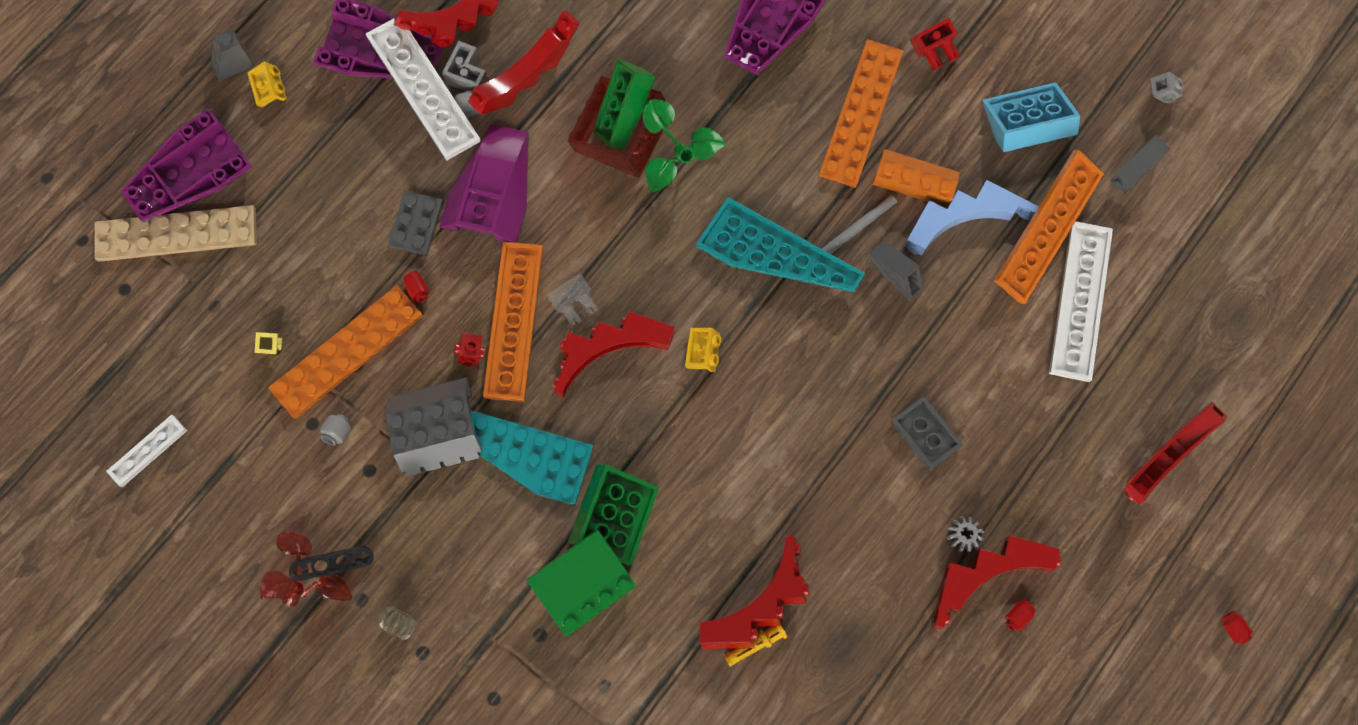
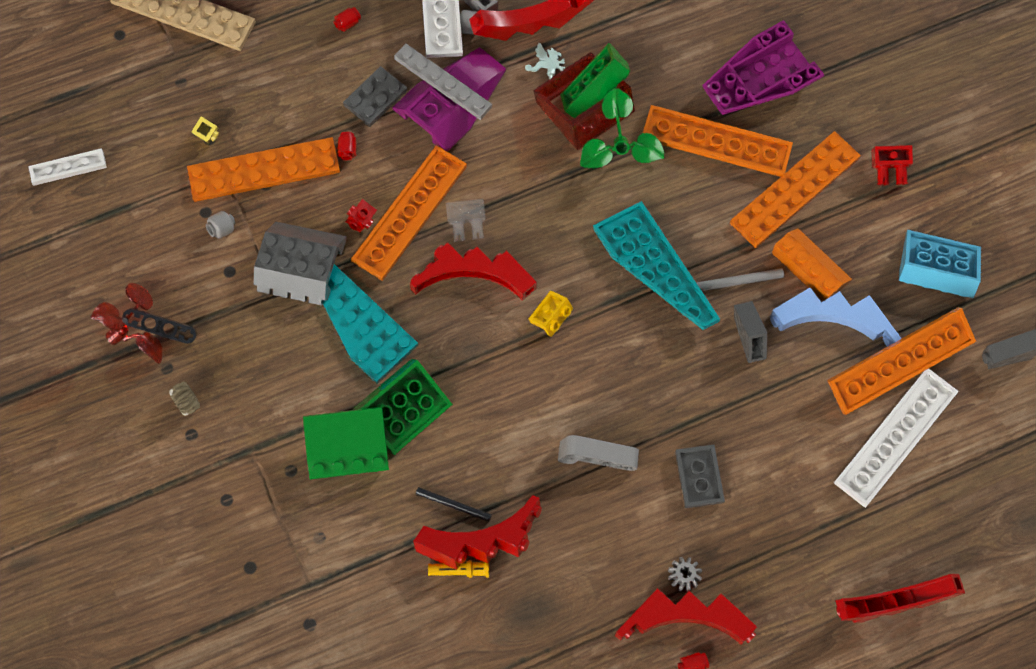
camera: 25 degrees right, 5 degrees down
(345, 160) = (347, 19): none -> red brick
(476, 176) = (443, 81): none -> light grey plate
(567, 105) = (550, 62): none -> light aqua piece
(711, 584) = (453, 504): none -> black bar
(766, 102) = (718, 141): none -> orange plate
(822, 462) = (599, 452): none -> light grey beam

